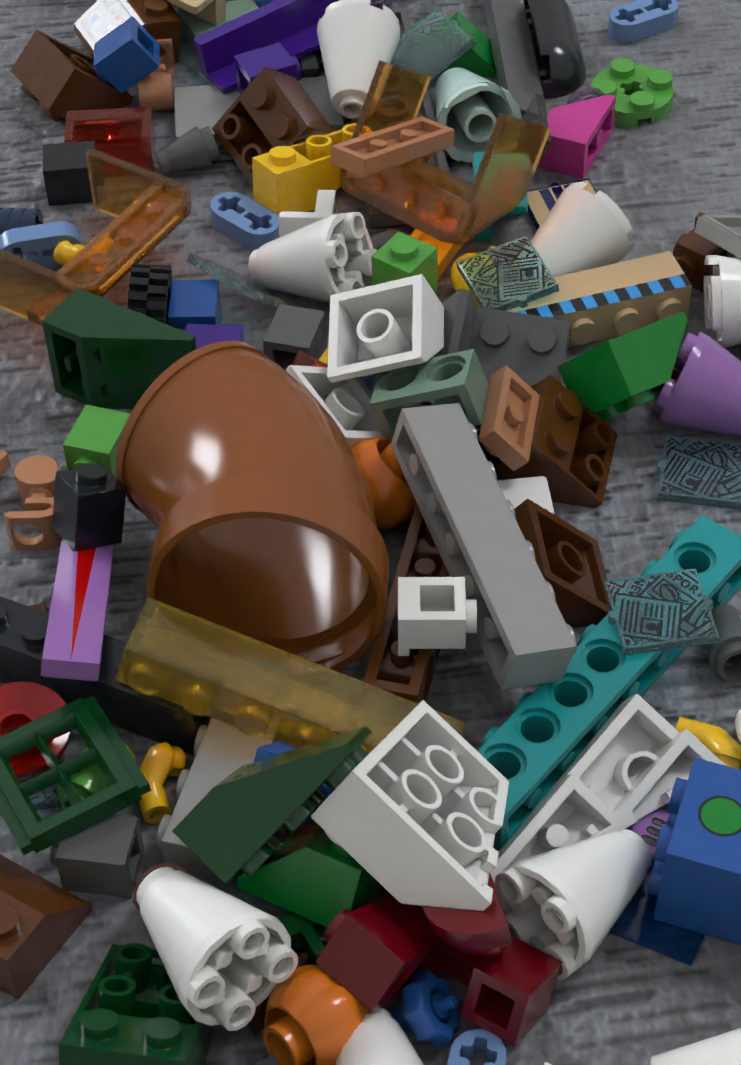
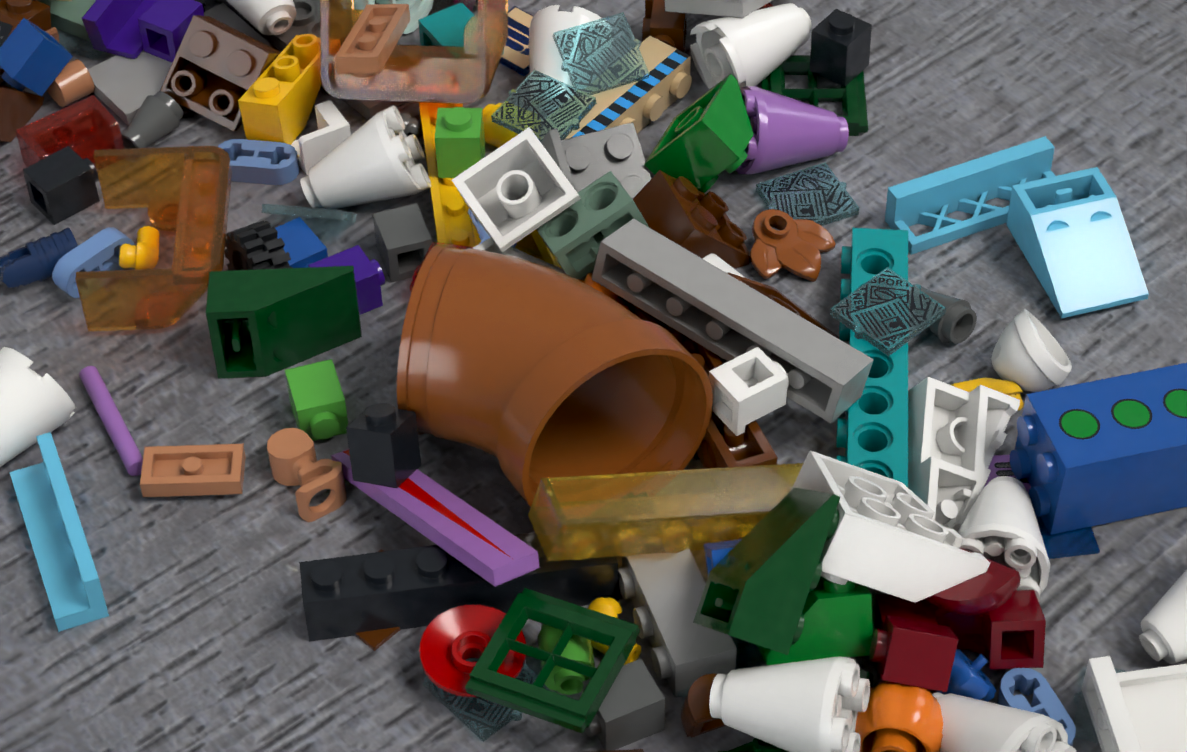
camera: 35 degrees left, 0 degrees up
(509, 418) = (661, 214): nougat plate -> none
(596, 247) = (601, 54): none -> clear light blue piece
(642, 511) = (792, 248): none -> dark orange plate

